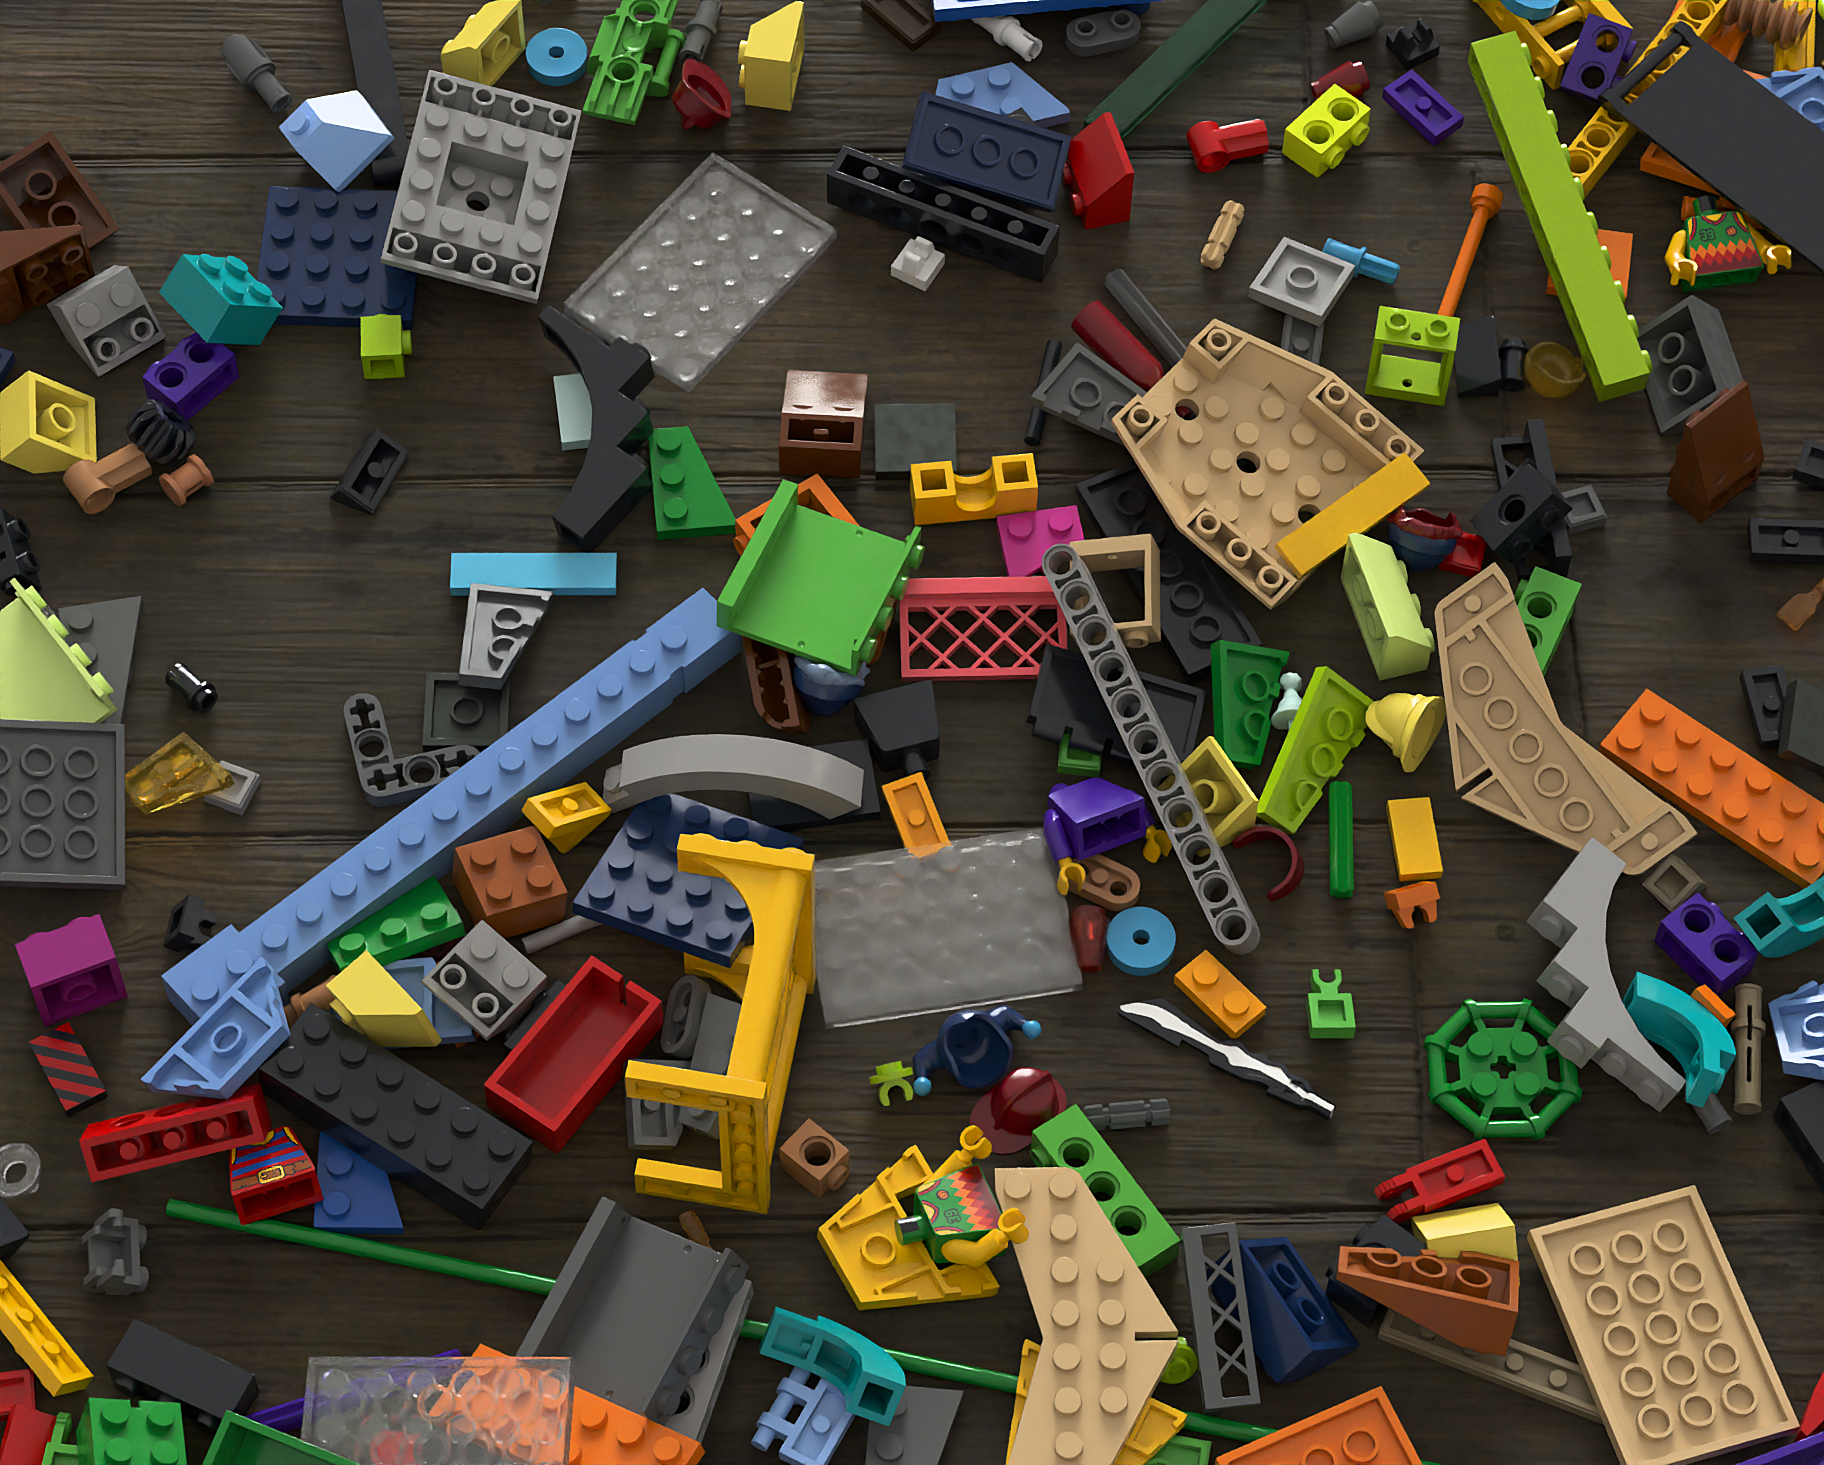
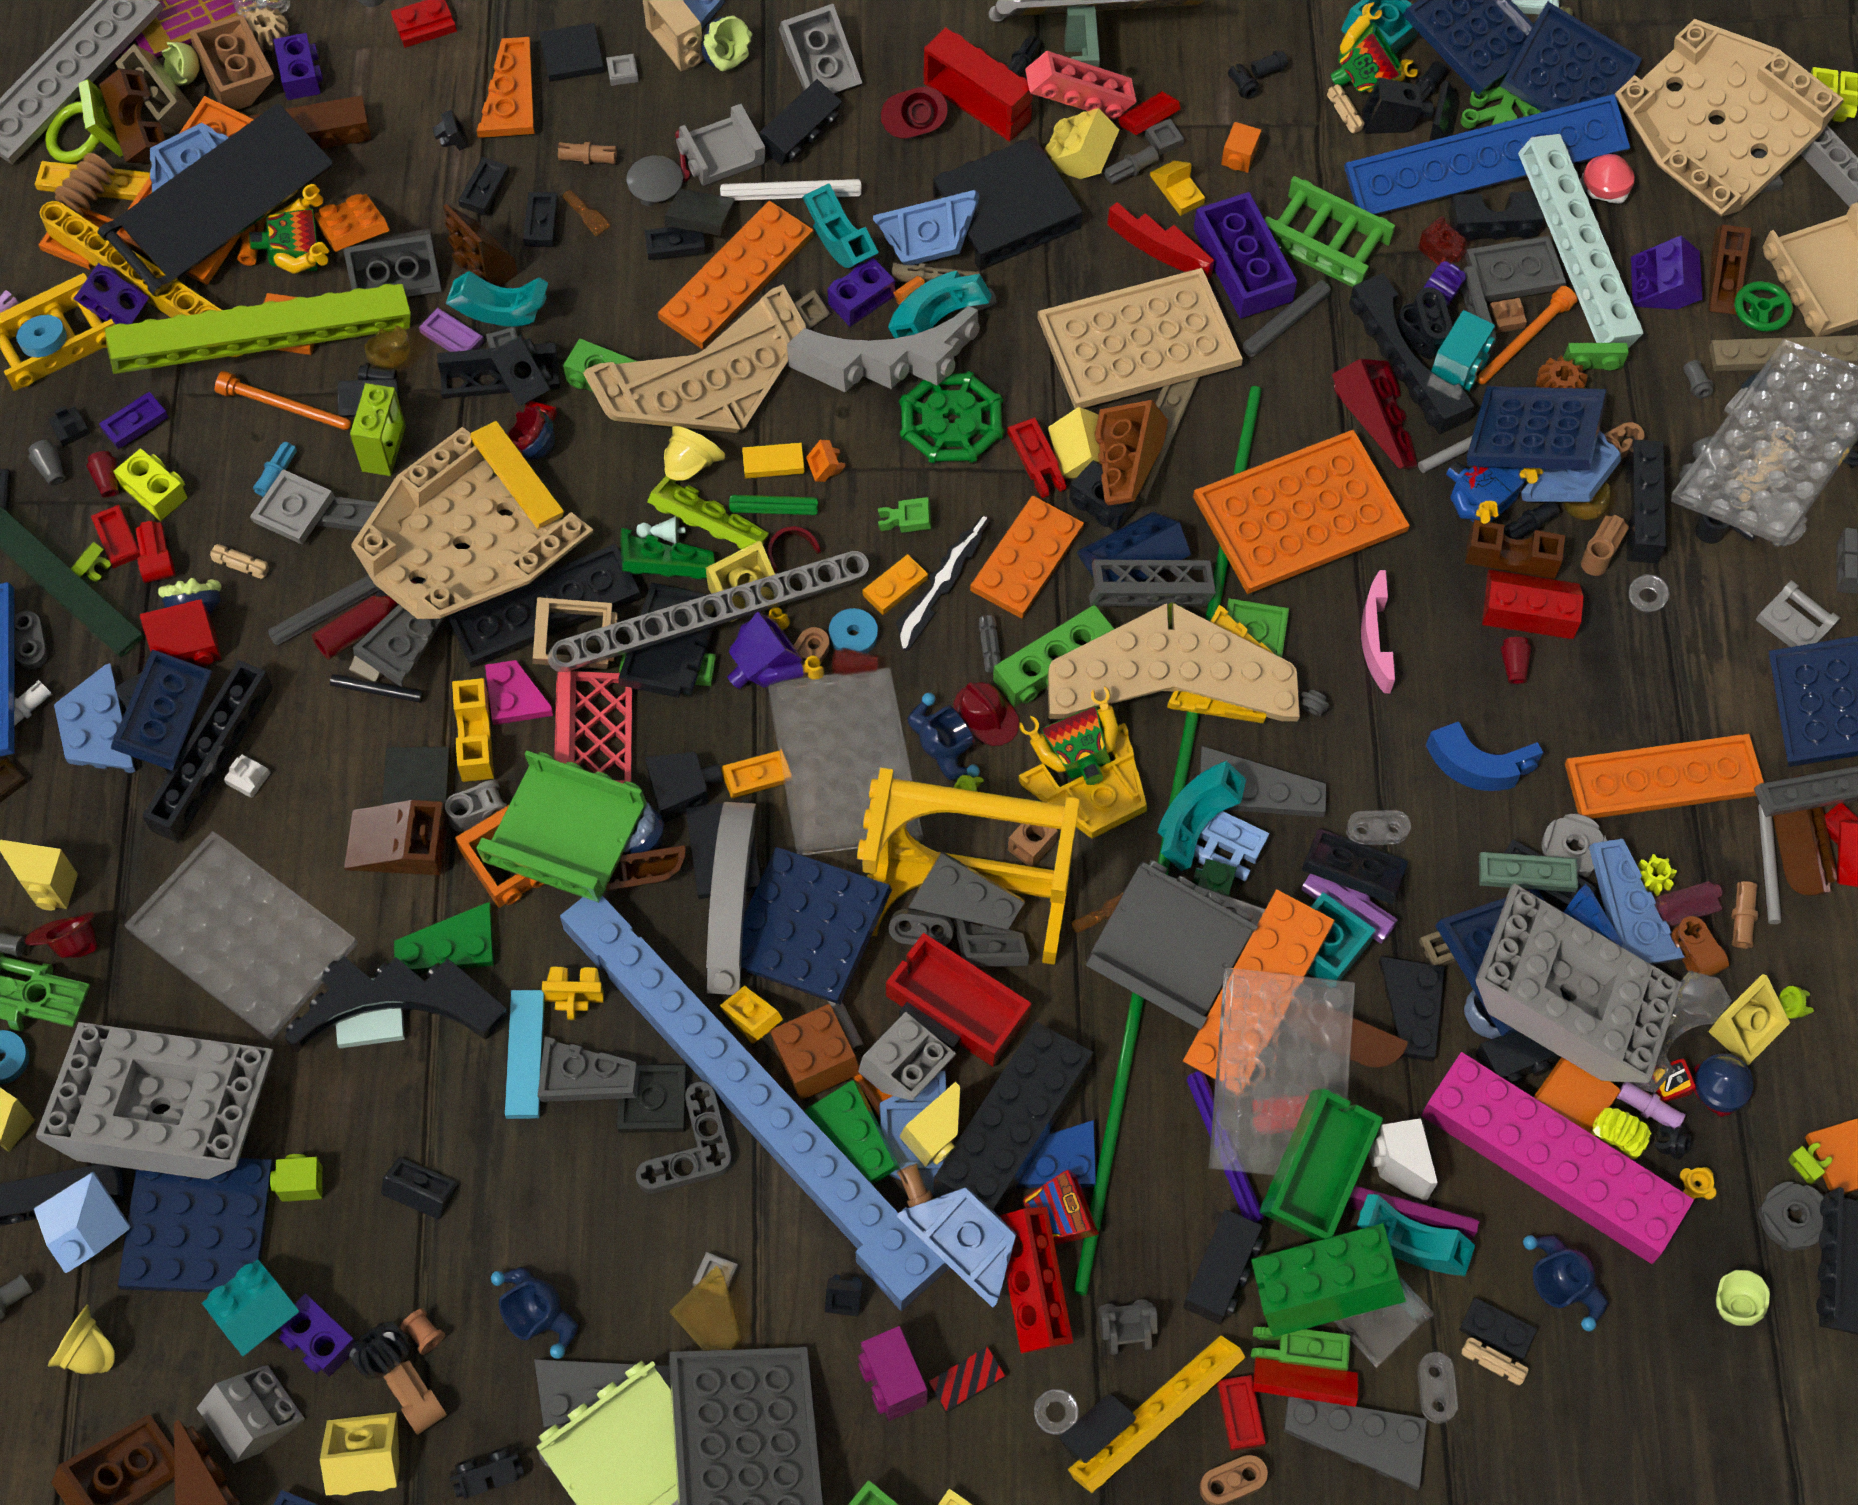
camera: 90 degrees left, 5 degrees up
(197, 153) = (84, 1347): none -> light yellow piece
(199, 694) = (627, 1309): black pin -> none
(201, 593) = (534, 1308): none -> dark blue piece
(616, 601) = (573, 995): none -> yellow hips
(740, 1392) = (1215, 877): none -> dark green brick
(870, 506) = (476, 803): none -> light grey piece
(1159, 181) = (192, 591): none -> hair
(1212, 76) = (89, 560): none -> lime tile
(1262, 101) = (116, 536): none -> red tile
(1273, 1168) = (1027, 557): none -> orange plate
(1385, 608) = (591, 465): yellowish green slope -> none
(1590, 447) = (450, 332): none -> medium lavender tile
(1640, 486) = (497, 304): none -> teal arch
(1746, 310) = (350, 221): none -> orange plate

